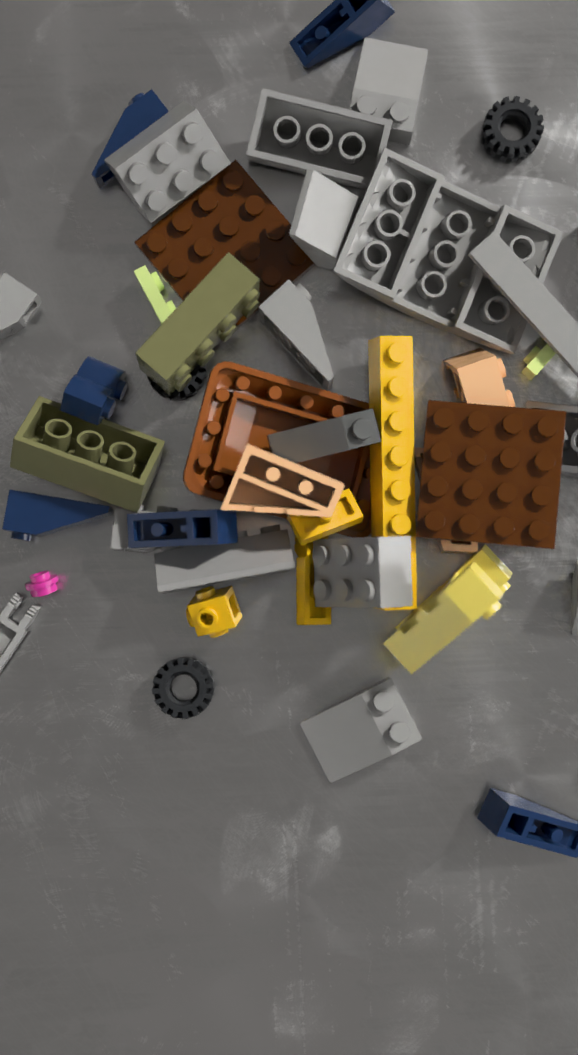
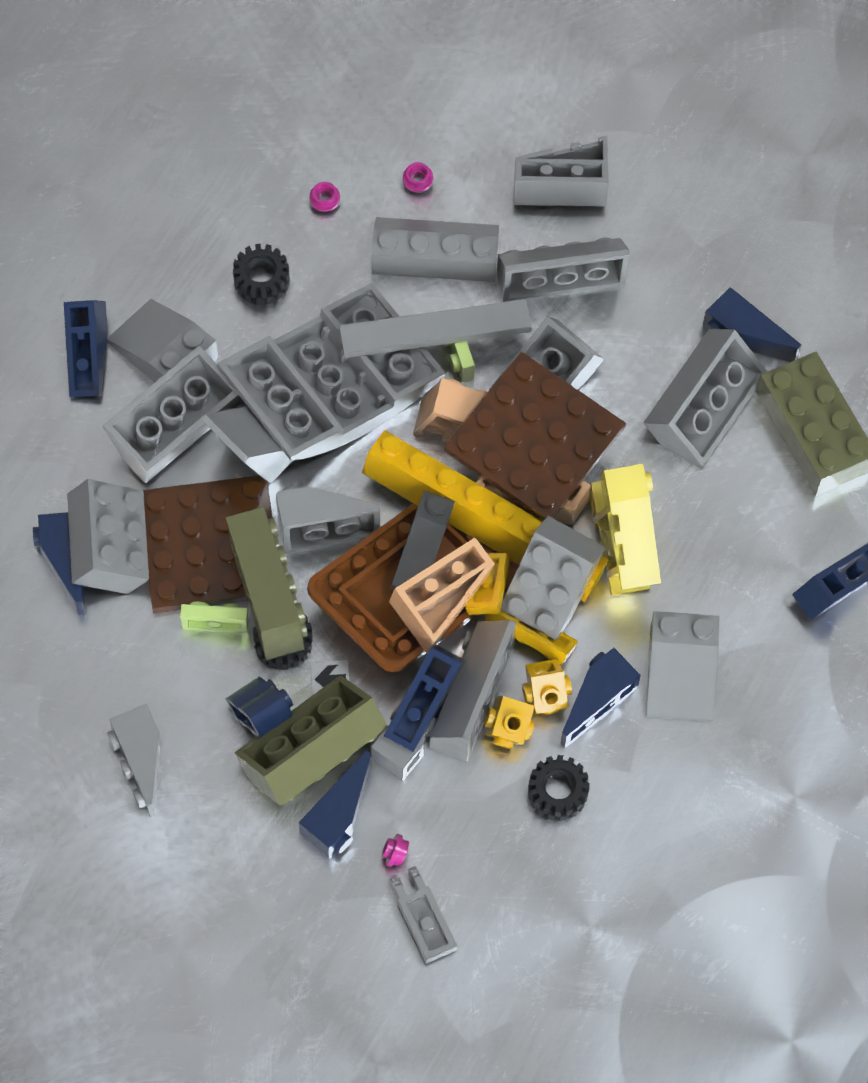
camera: 60 degrees left, 20 degrees down
(170, 429) = (325, 672): none -> white sticker
(266, 624) = (546, 687): none -> yellow brick
(298, 672) = (604, 686): none -> dark blue slope

